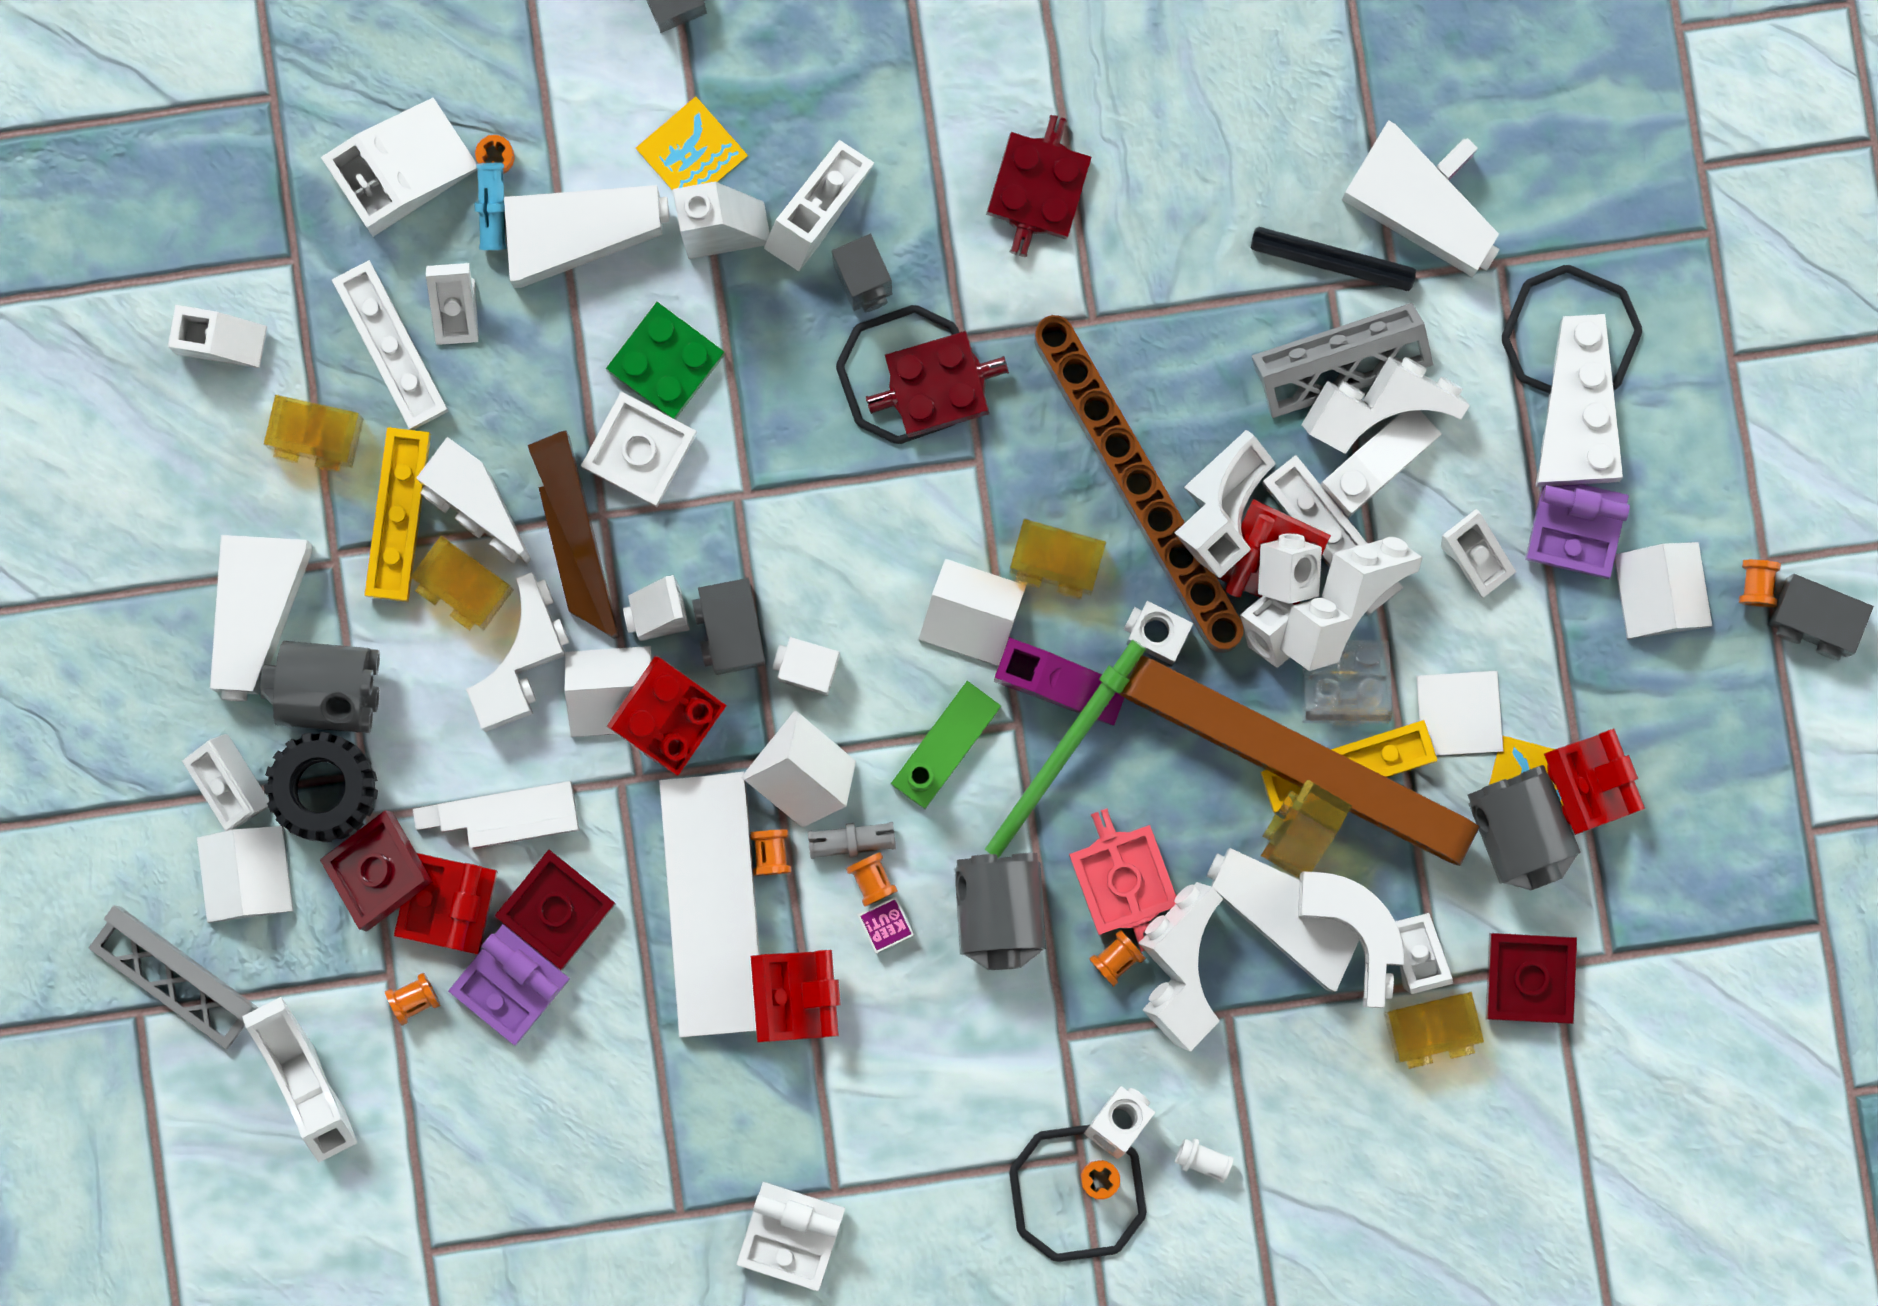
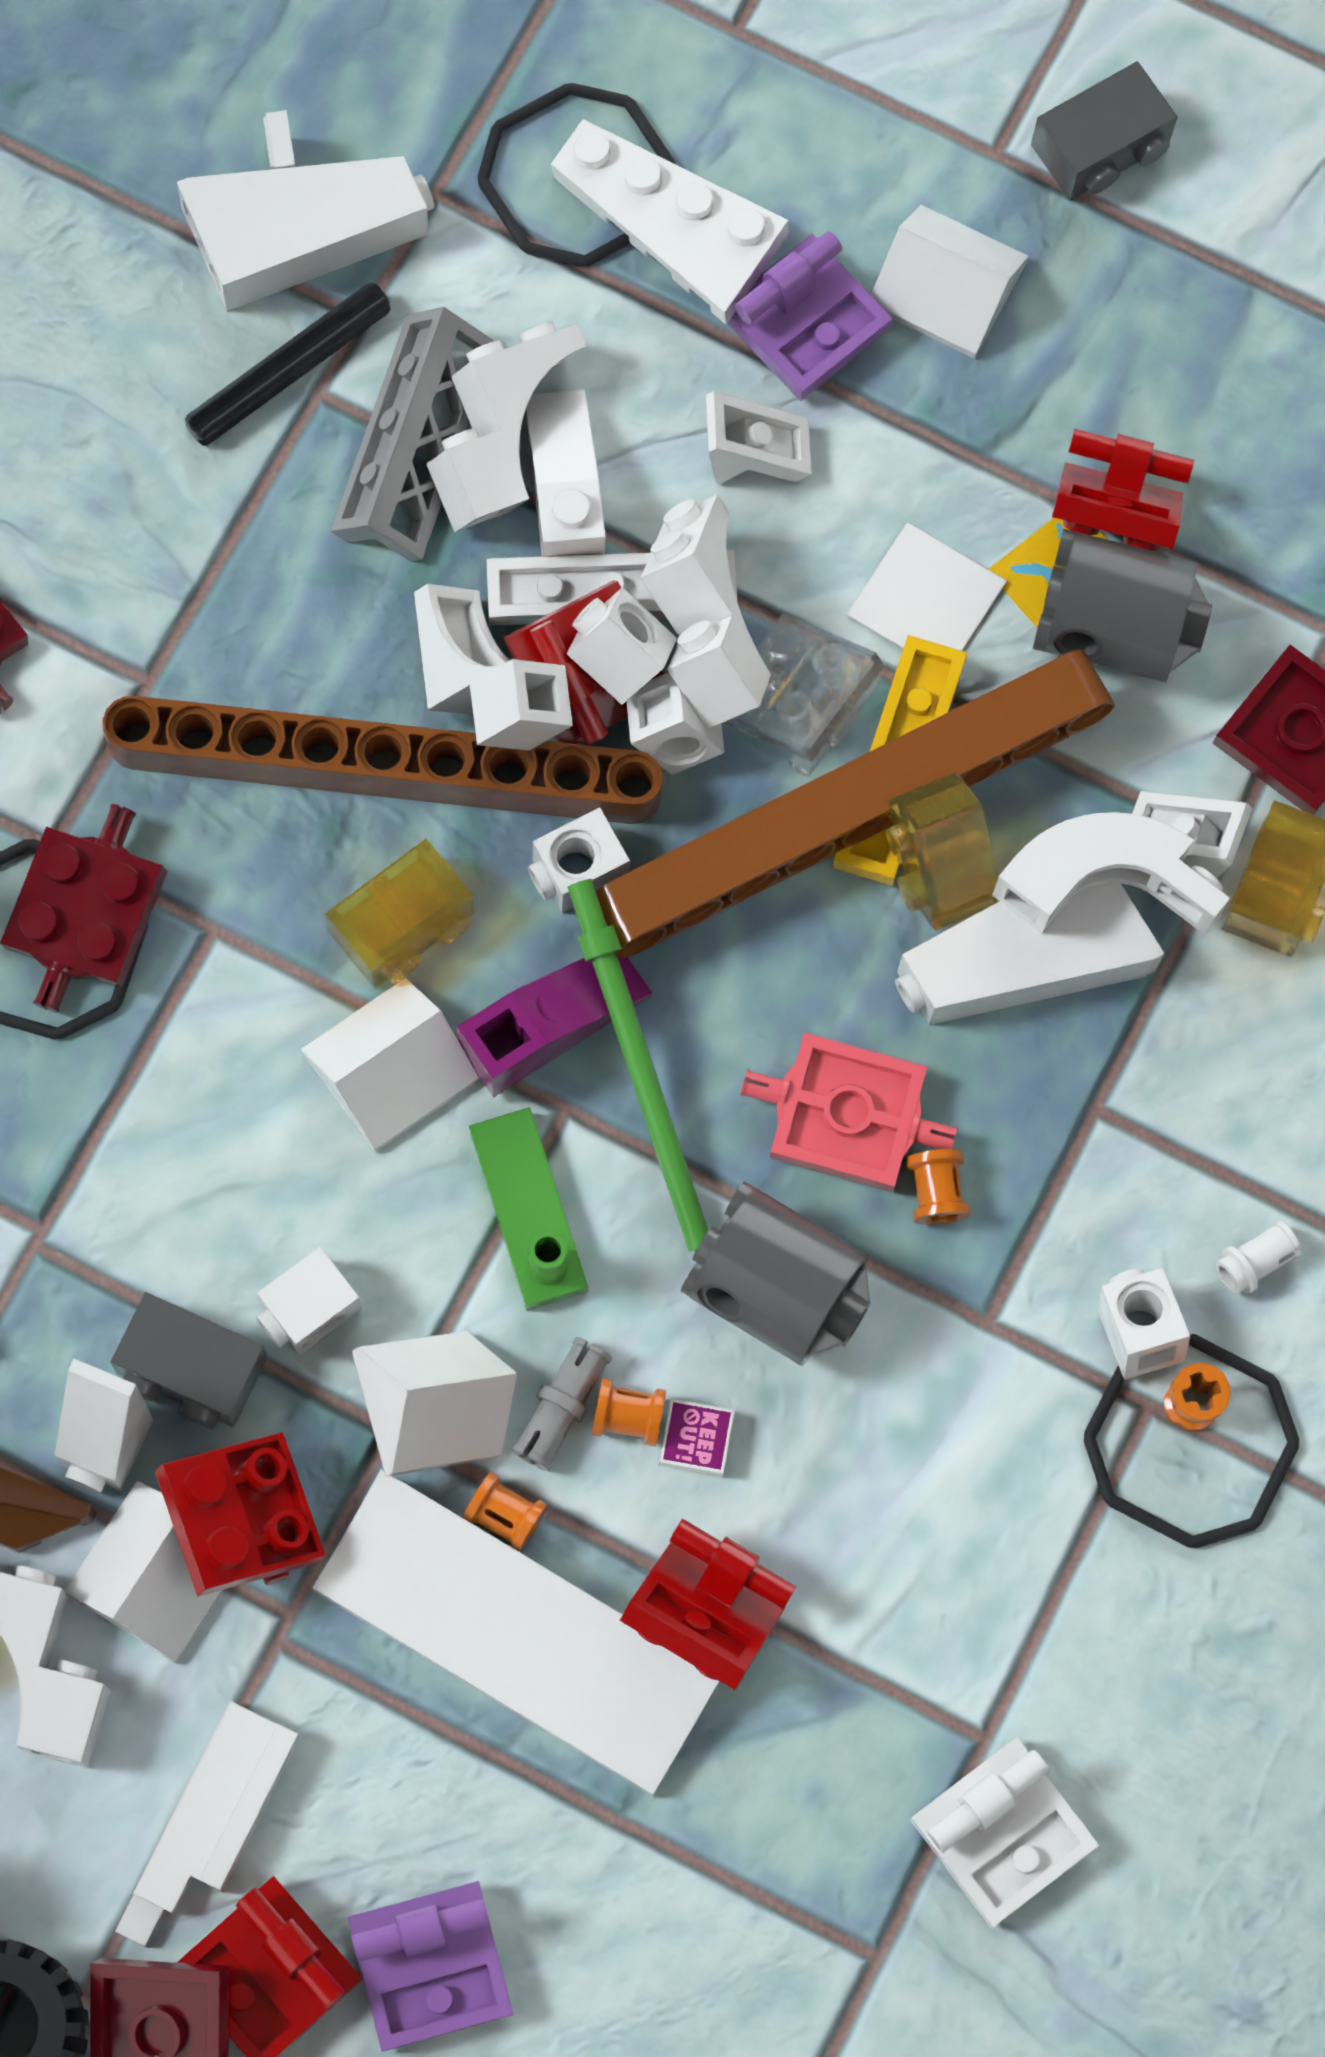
camera: 60 degrees left, 10 degrees down
(555, 909) = (378, 1837): dark red plate -> none
(1174, 945) = (972, 1101): white arch -> none
(1759, 583) = (1018, 168): orange bush -> none

